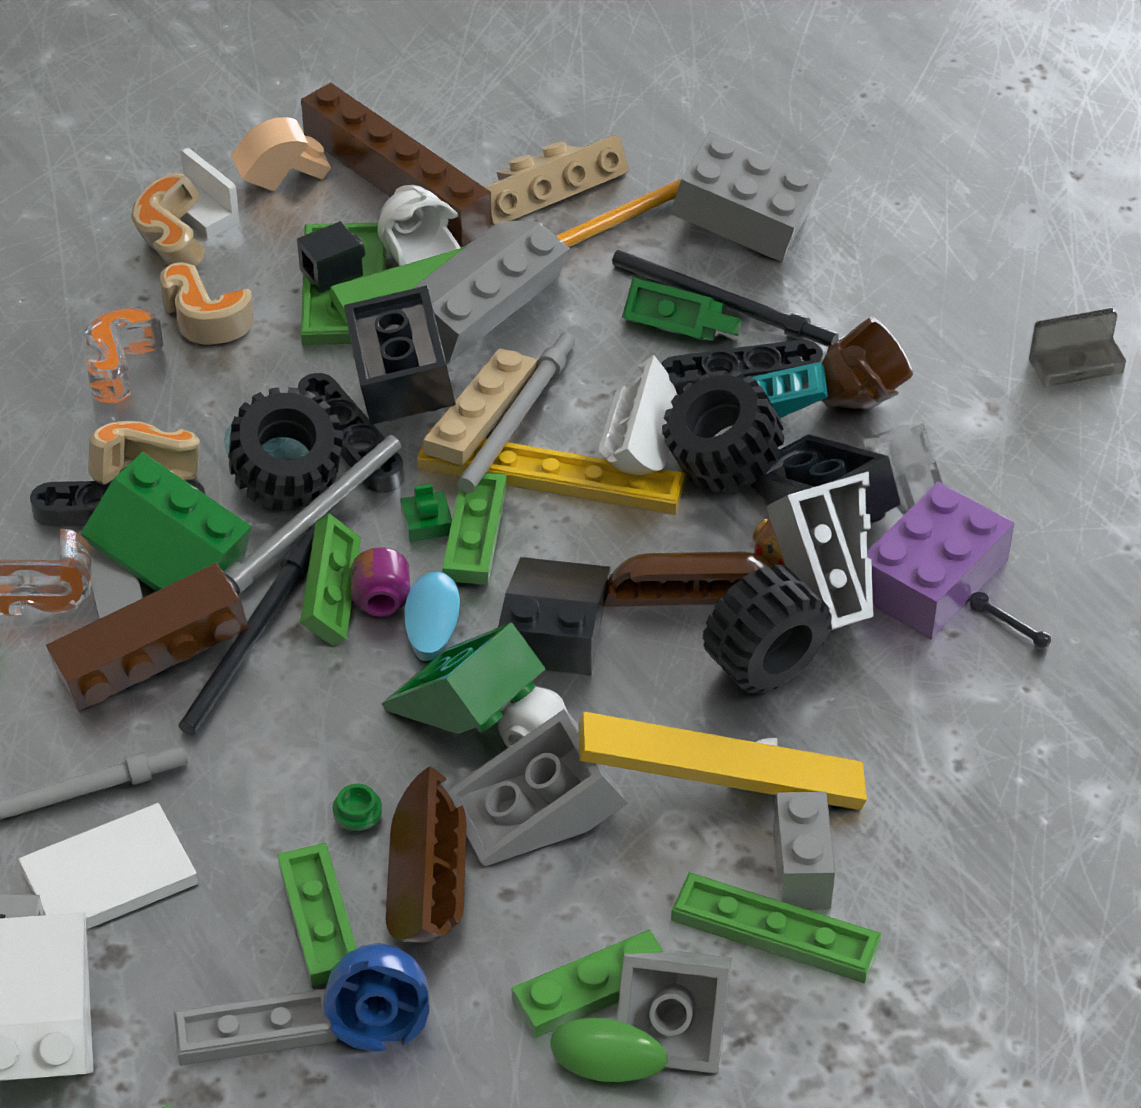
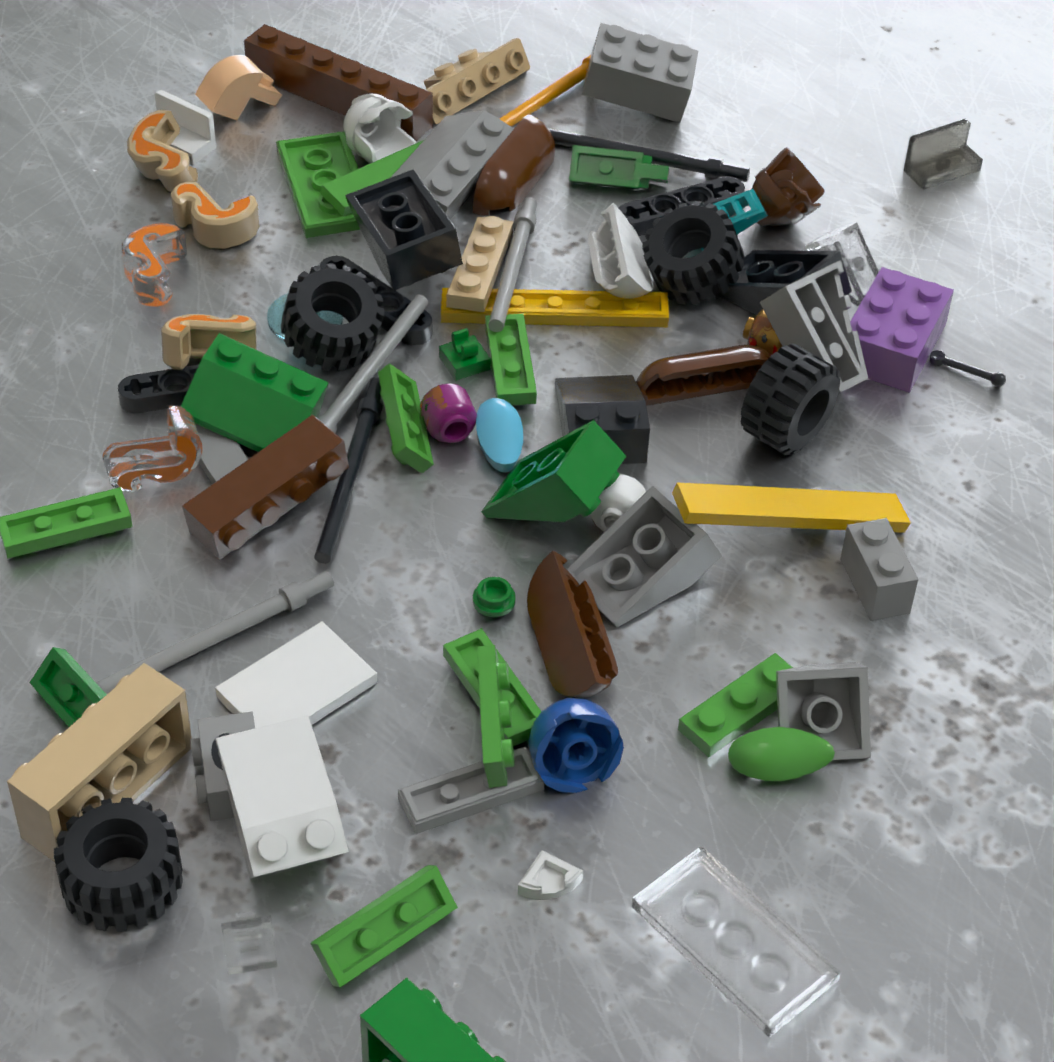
camera: 15 degrees left, 0 degrees up
(295, 948) = (495, 716): none -> bright green plate
(330, 256) = (312, 161): black brick -> none
(562, 292) = (515, 167): none -> reddish brown brick
(776, 927) = (874, 634): bright green tile -> none

